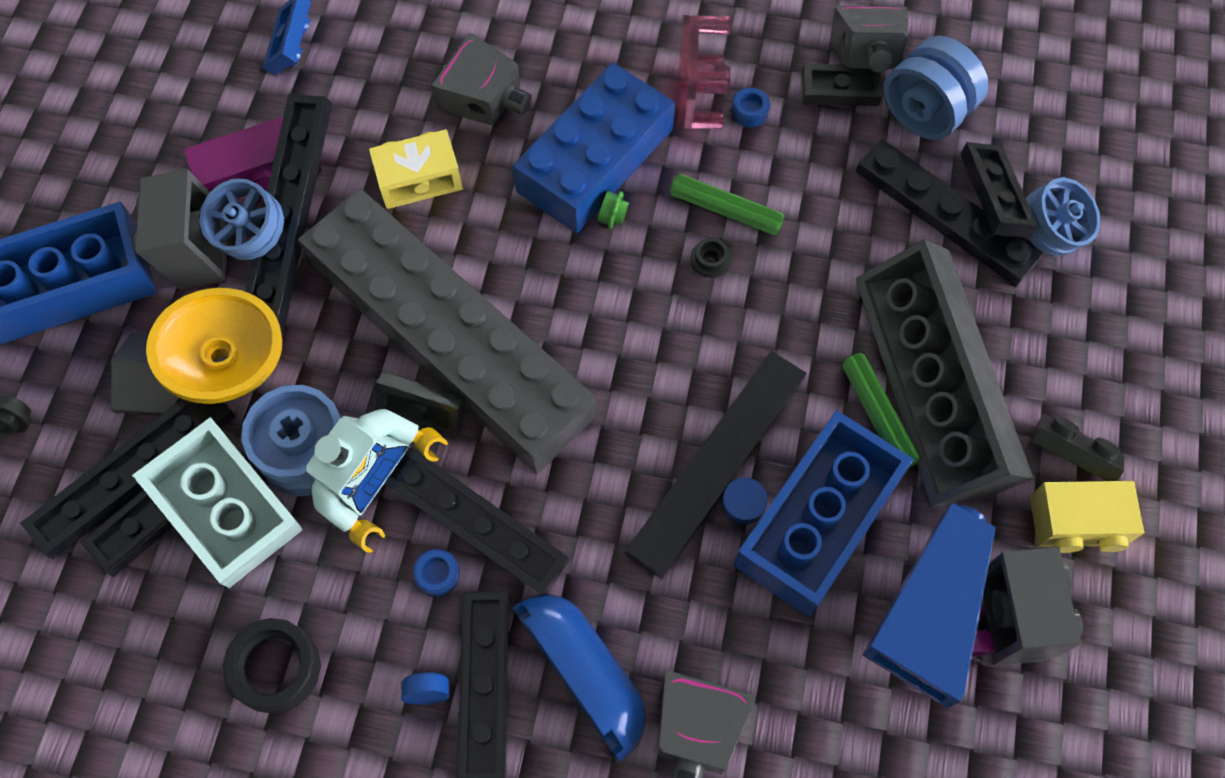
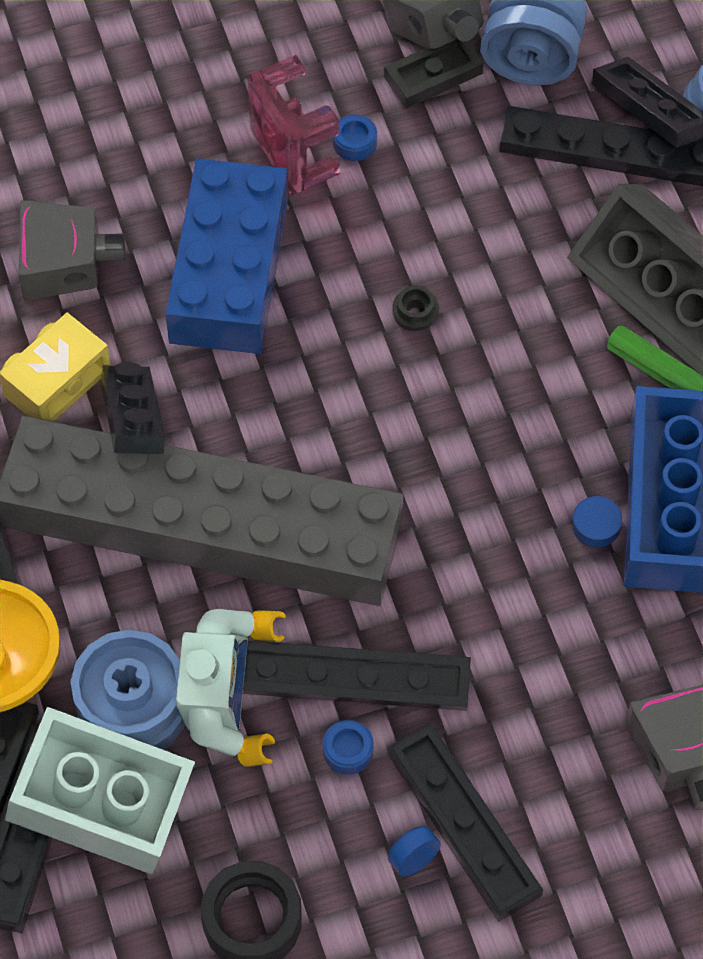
camera: 30 degrees left, 5 degrees down
(420, 404) = (236, 590): pearl dark grey plate -> none
(441, 225) = (132, 409): none -> black plate
(586, 669) = (547, 753): blue brick -> none
(613, 209) = (286, 310): bright green plate -> none
(715, 465) = (548, 503): black tile -> none
(727, 204) = (395, 247): bright green axle -> none

